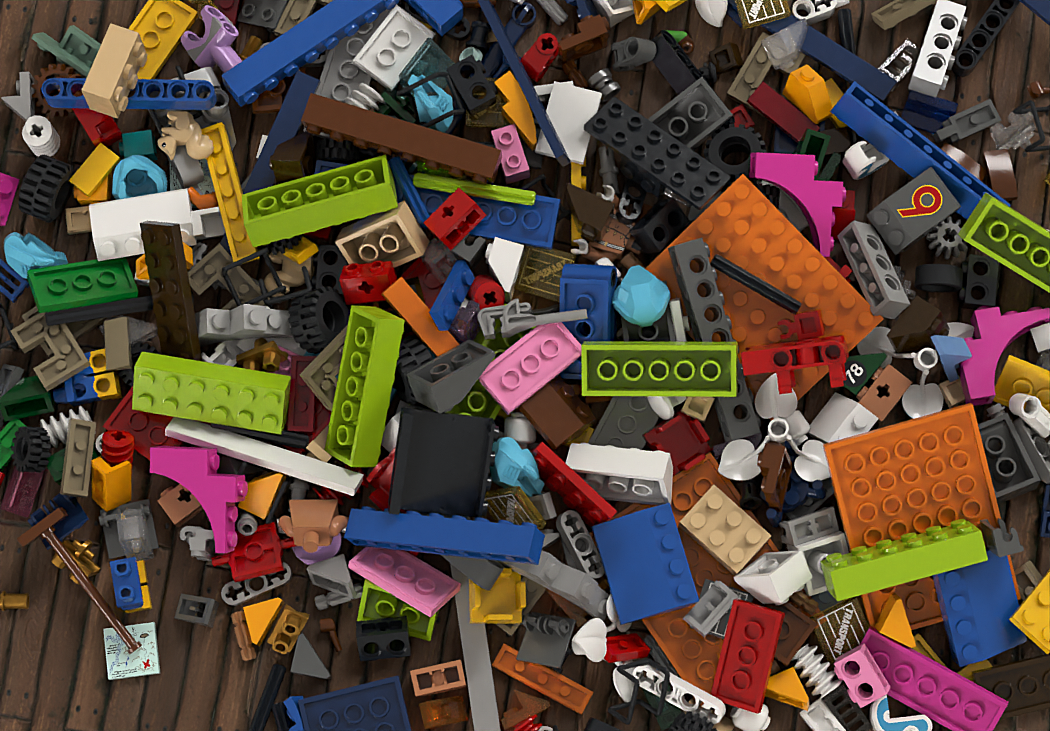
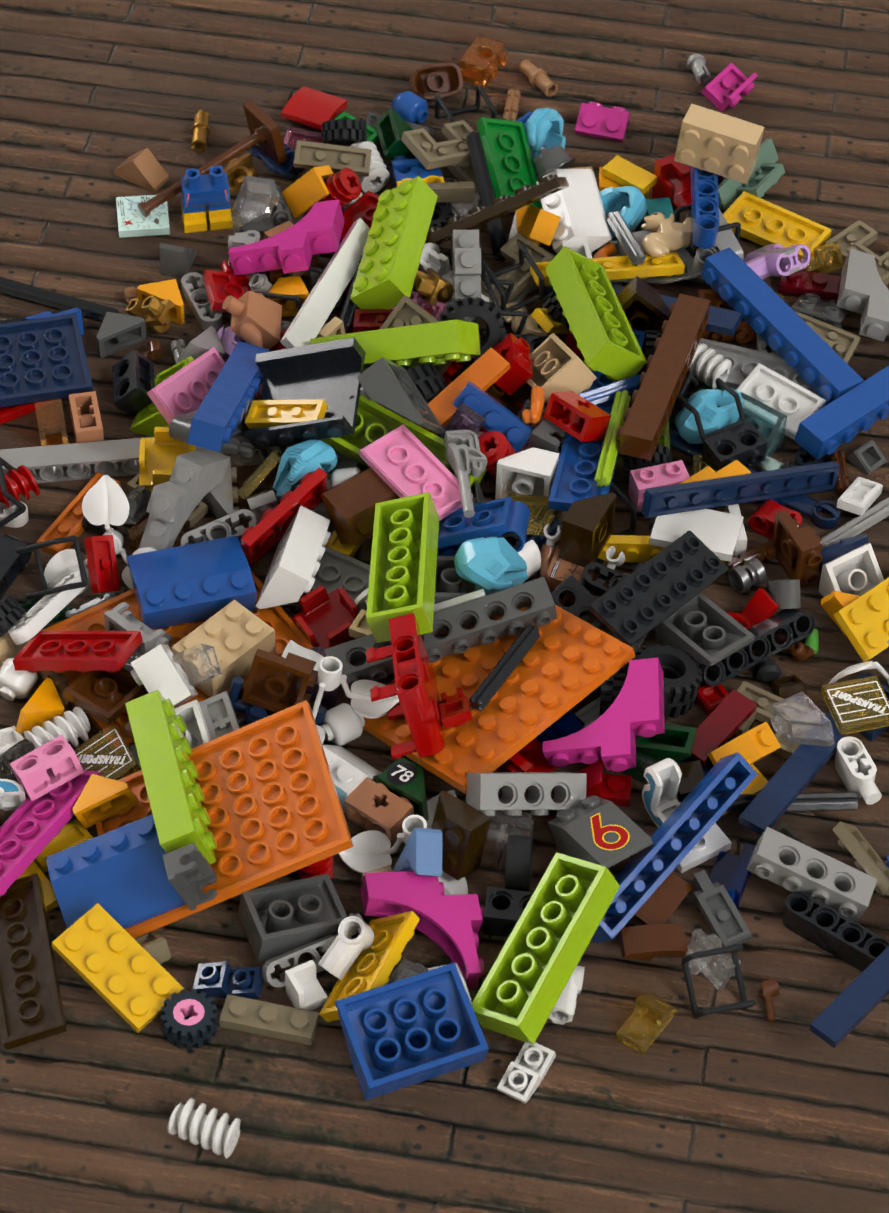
camera: 85 degrees right, 30 degrees down
(41, 136) = (662, 138): white piece -> none
(46, 188) = (607, 136): black tyre -> none
(65, 657) = (143, 171): none -> medium nougat slope
(77, 242) = (552, 159): none -> dark grey piece
(192, 174) = (626, 238): none -> axle
(442, 253) = (537, 403): none -> orange arm
(462, 481) = (282, 412): none -> yellow plate
(530, 704) = (52, 494): clear orange slope -> none
(650, 82) = (757, 610): none -> red bracket
(764, 545) = (199, 663): none -> clear panel

